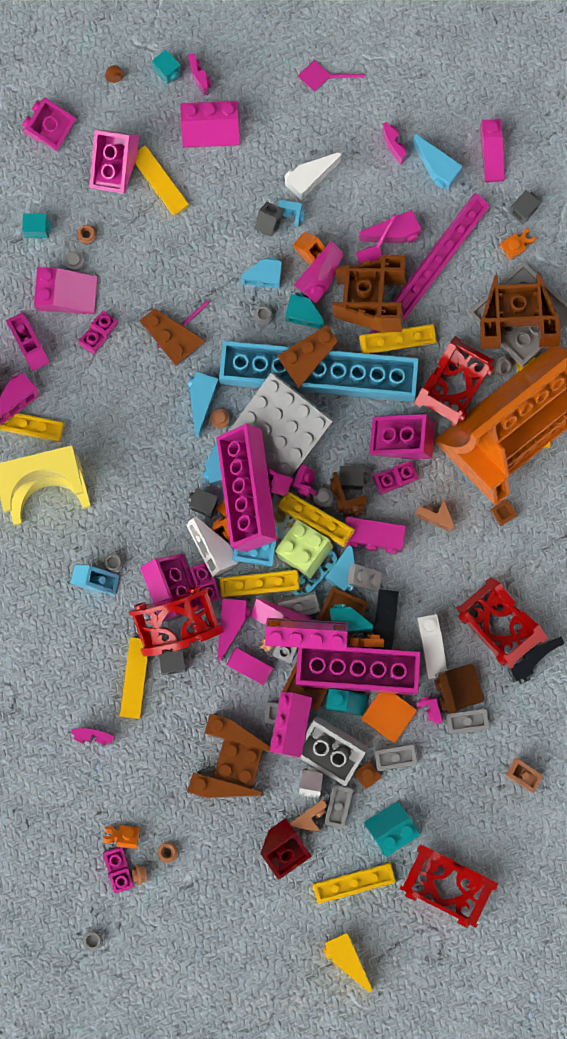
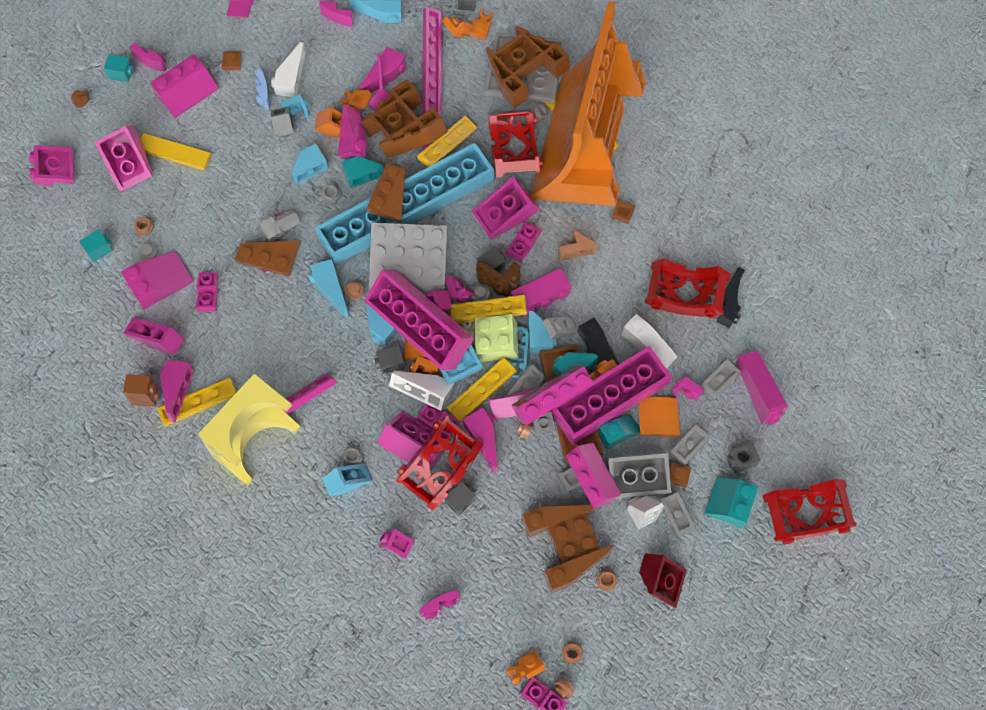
camera: 40 degrees left, 10 degrees down
(95, 660) = (396, 542): none -> dark pink bracket
(115, 482) = (310, 391): none -> dark pink tile
(134, 680) = (439, 536): yellow tile -> none
(193, 315) = (276, 227): none -> light grey piece
(239, 816) = (606, 580): none -> nougat plate
(249, 666) = (523, 457): dark pink slope -> none
(269, 125) = (231, 60): none -> dark orange plate
(274, 176) = (262, 89): none -> light blue slope
(305, 822) = (661, 543): nougat slope -> none
(345, 957) = (776, 627): yellow slope -> none
(349, 241) = (358, 99): none -> orange plate
(354, 883) = (735, 565): yellow tile -> none
(440, 800) = (749, 452): none -> dark grey brick
(458, 688) = (694, 359): reddish brown bracket -> none
(490, 230) = (457, 28): none -> orange bracket
(494, 754) = (761, 388): none -> dark pink slope
(523, 775) = (794, 386): nougat slope -> none

